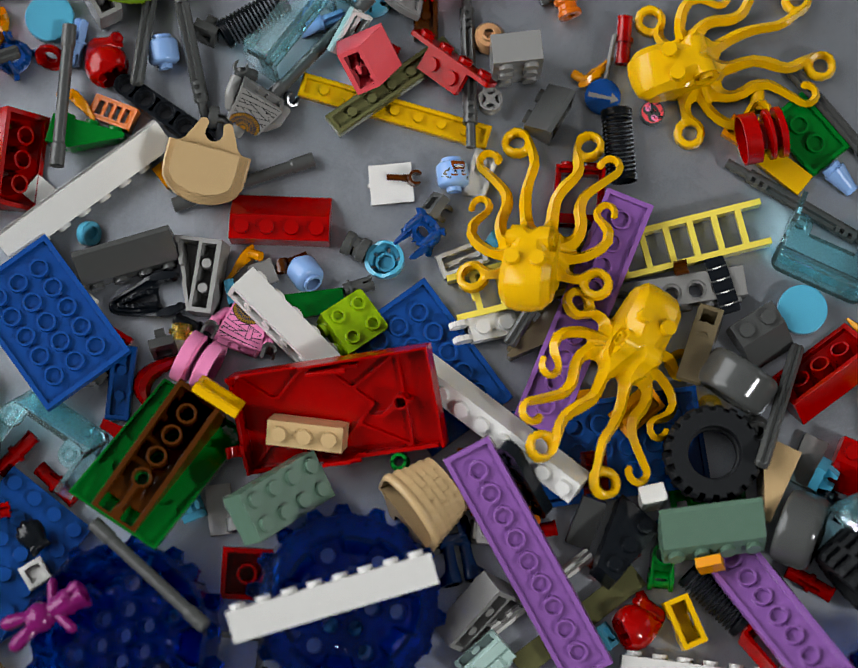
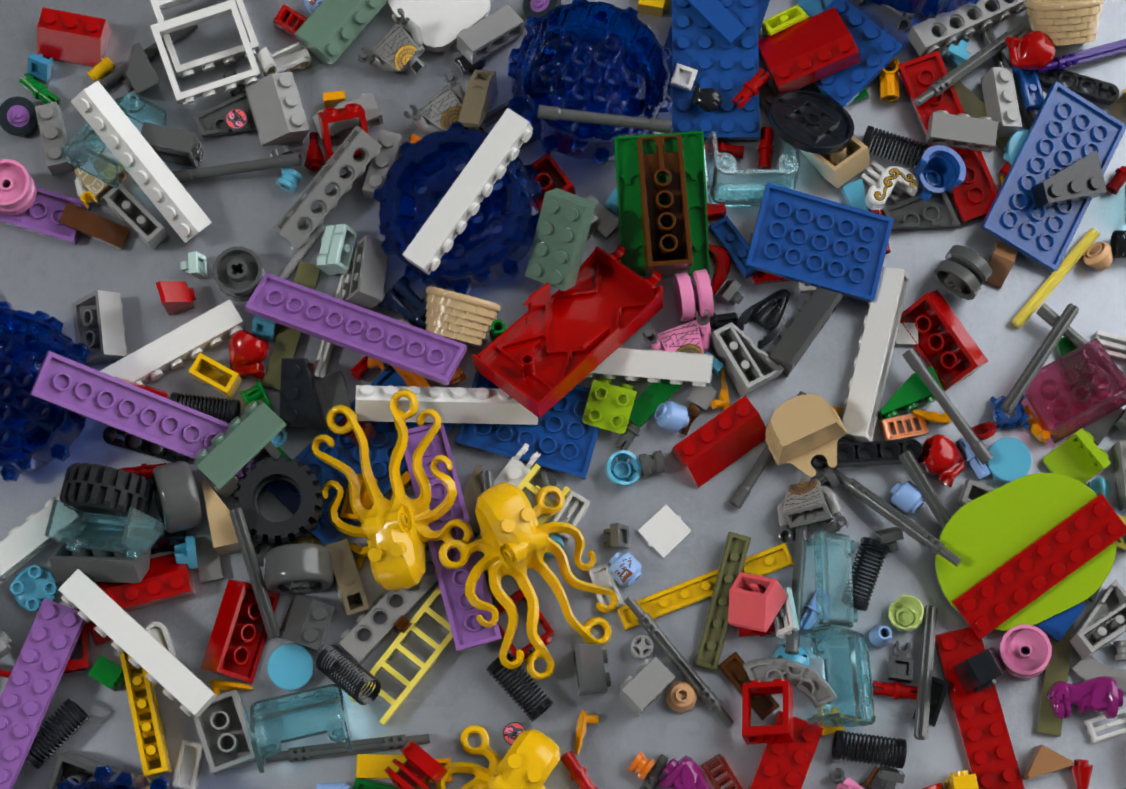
camera: 135 degrees right, 5 degrees down
(43, 615) = (652, 43): magenta animal -> none
(89, 233) = (846, 329): medium azure tile -> none
(180, 330) = (723, 308): clear yellow plate -> none
(218, 396) = (656, 270): yellow tile -> none
(307, 433) = (576, 298): tan brick -> none
(406, 178) = (658, 540): reddish brown hand -> none
(412, 229) = (601, 512): blue piece -> none
(448, 67) = (692, 644): red bracket -> none
(460, 302) = (545, 479): none -> dark grey tile
(525, 478) = (399, 379): black beam -> none
(603, 92) = (561, 720): blue piece -> none
(652, 497) = (300, 439): white slope -> none
(710, 564) = (224, 420): light orange tile -> none
(722, 284) = (363, 635): black sticker -> none
(761, 284) = (339, 662): none -> black piece

